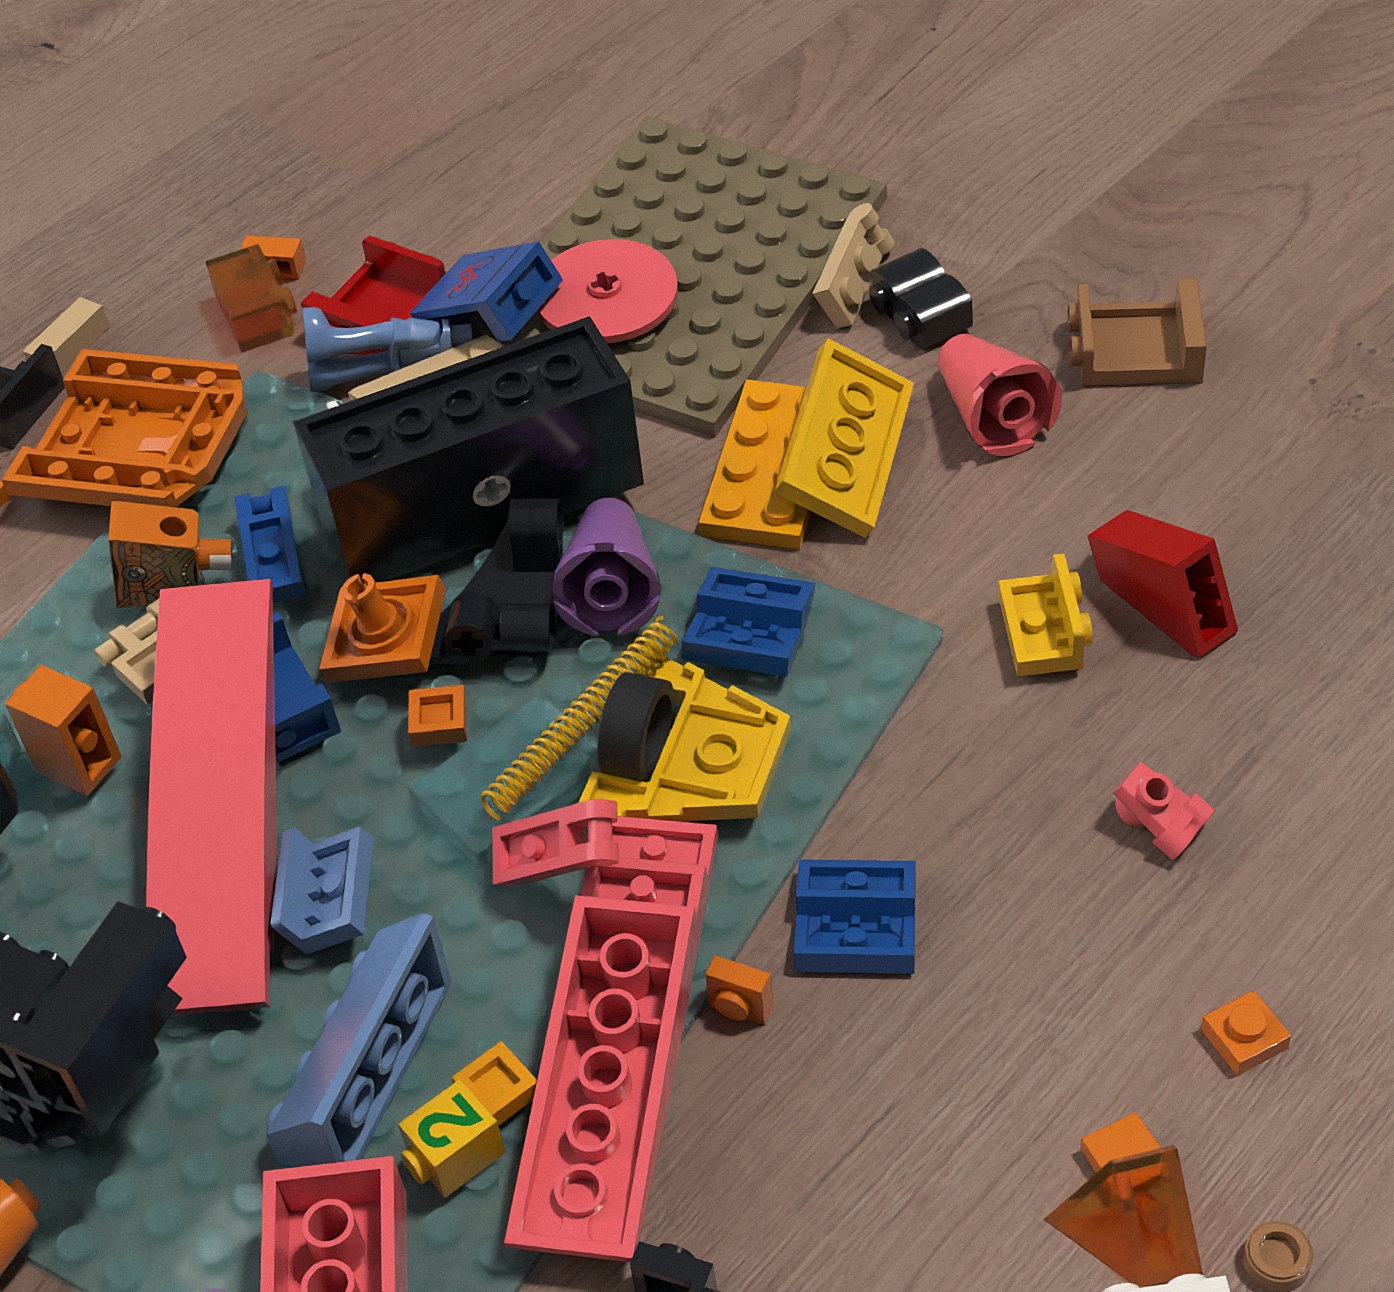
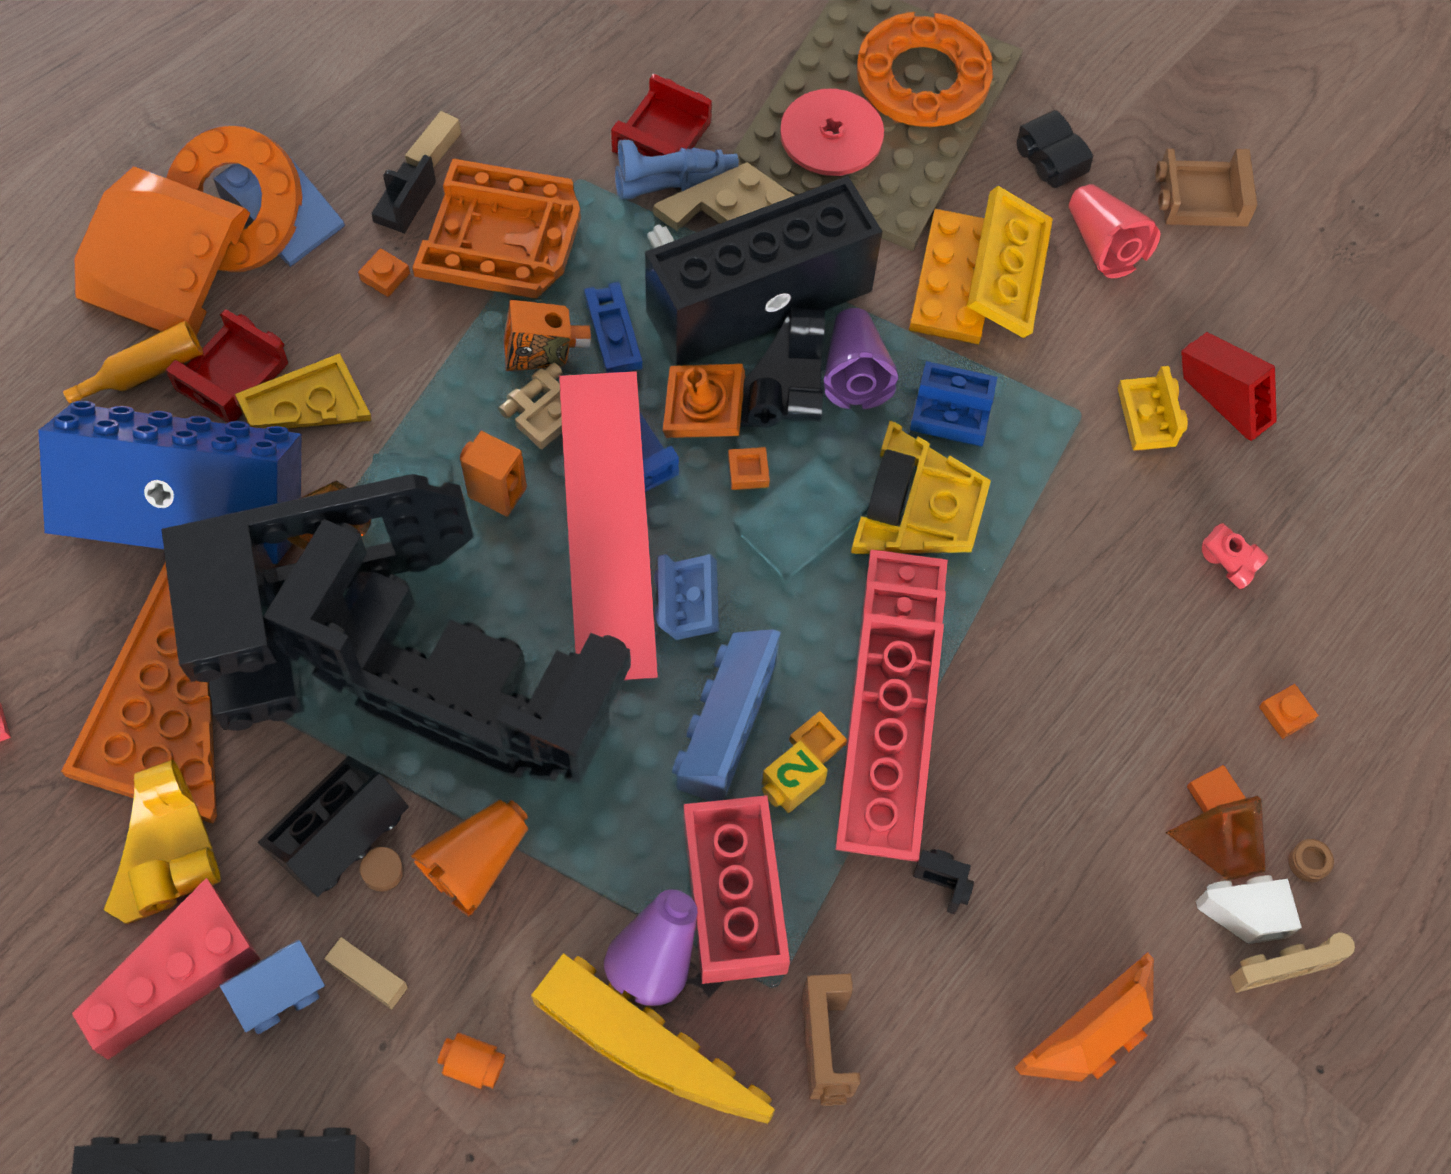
camera: 10 degrees left, 15 degrees up
(252, 297) = (568, 118): clear orange brick -> none
(286, 251) = (577, 82): orange piece -> none
(498, 283) = (751, 123): blue panel -> none
(554, 843) = (846, 574): coral plate -> none
(555, 744) = (822, 513): yellow piece -> none
(739, 990) = (967, 676): orange plate -> none
(773, 166) = (924, 108): none -> orange plate
(850, 265) = (1004, 118): tan plate -> none
(855, 916) = (1037, 622): blue slope -> none

